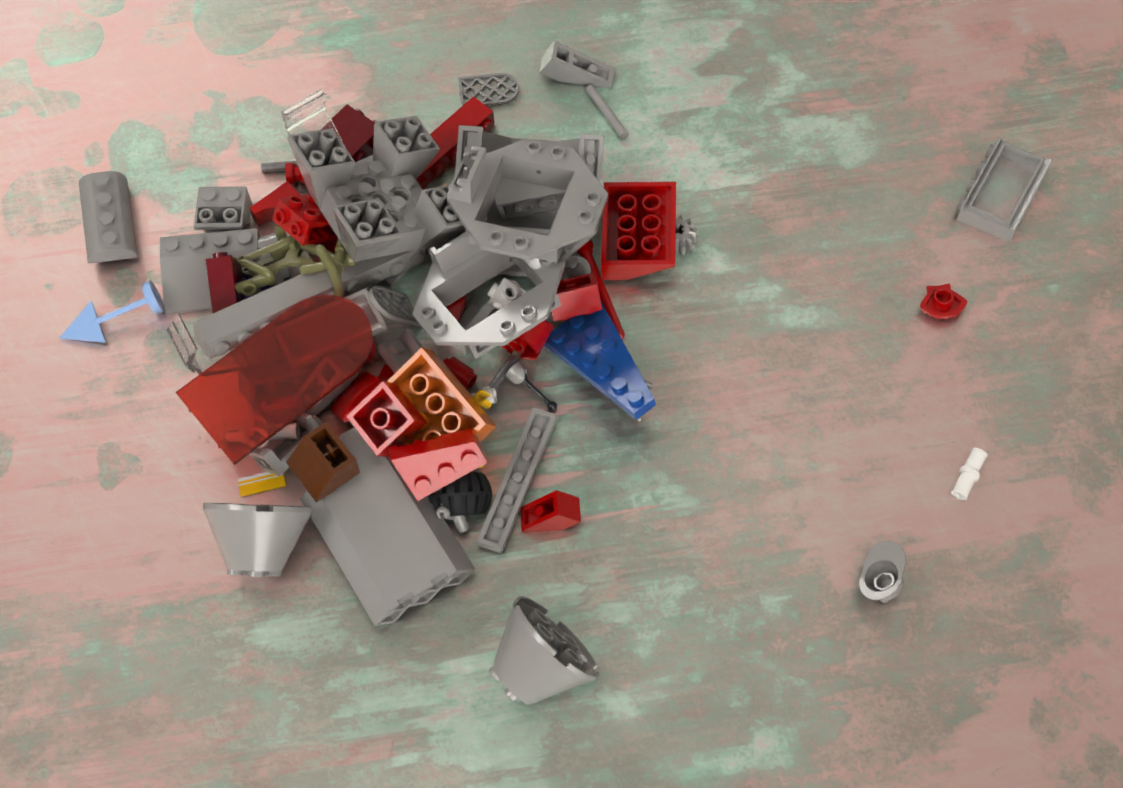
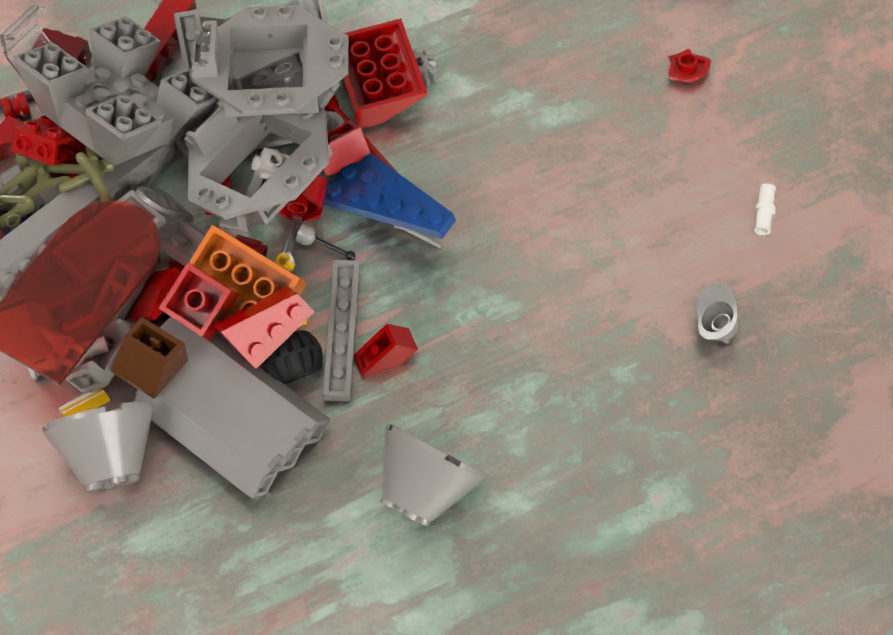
camera: 20 degrees left, 5 degrees down
(460, 521) = (299, 381): light grey arm -> none

